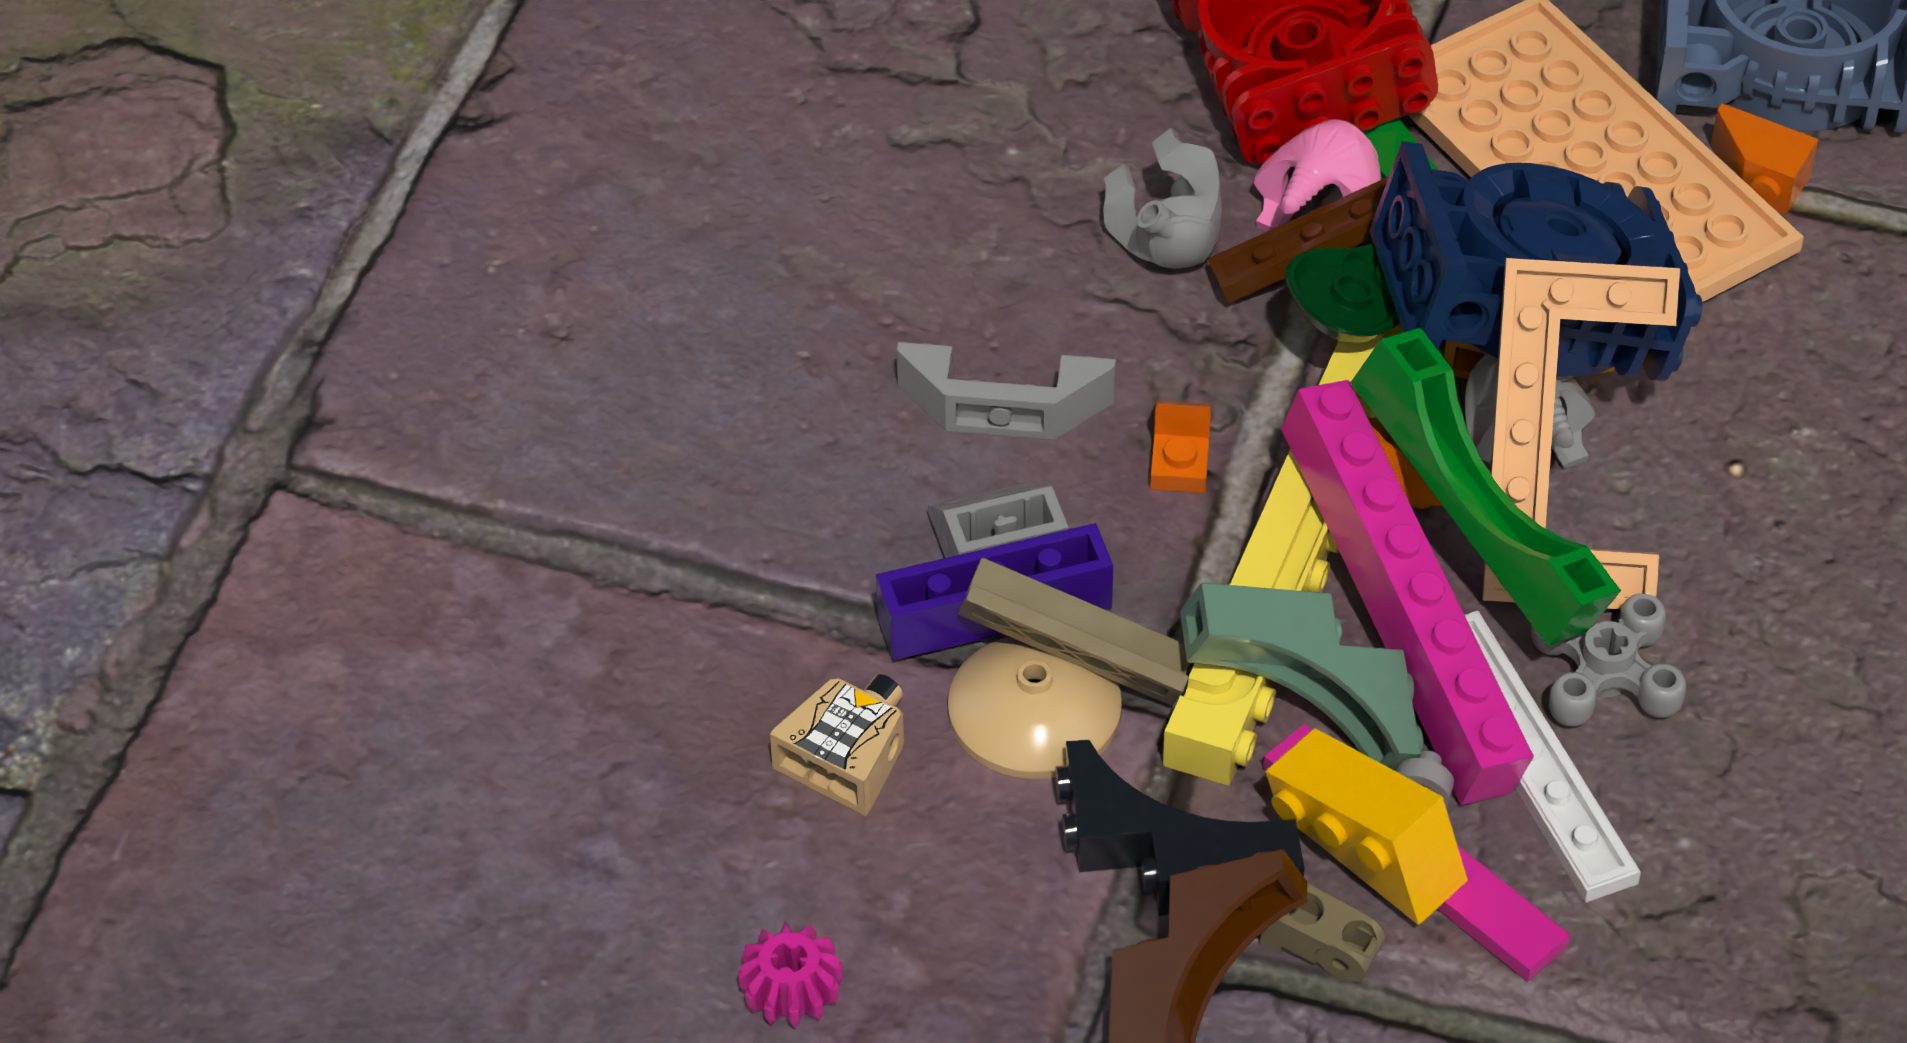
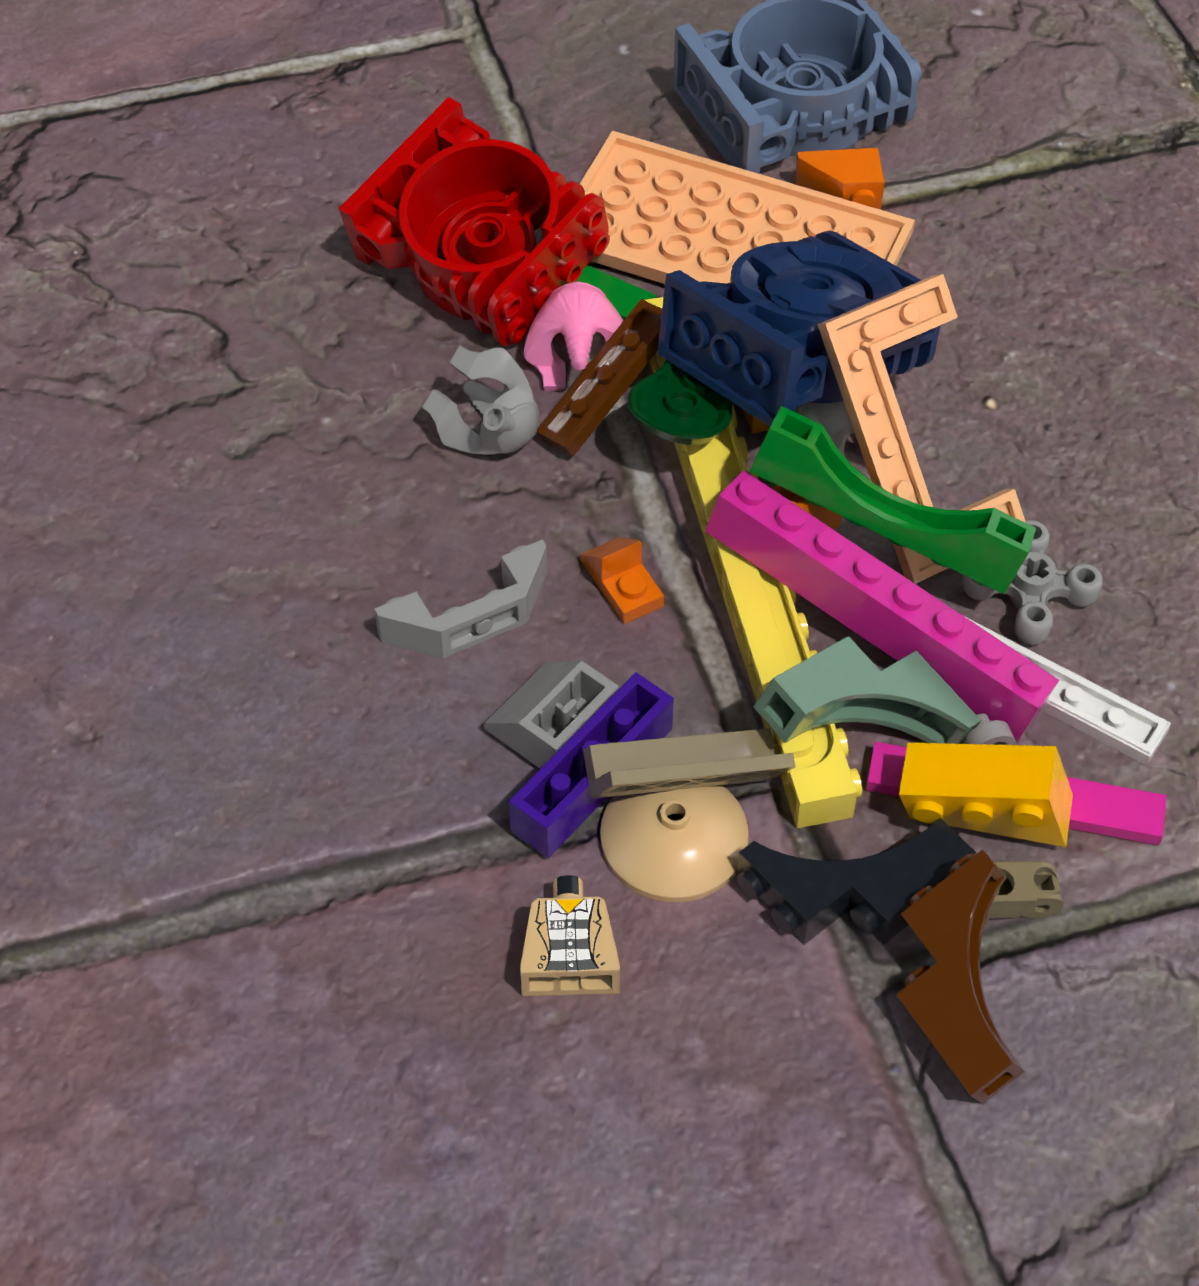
camera: 35 degrees left, 5 degrees up
(790, 974) = (691, 1168): dark pink gear -> none

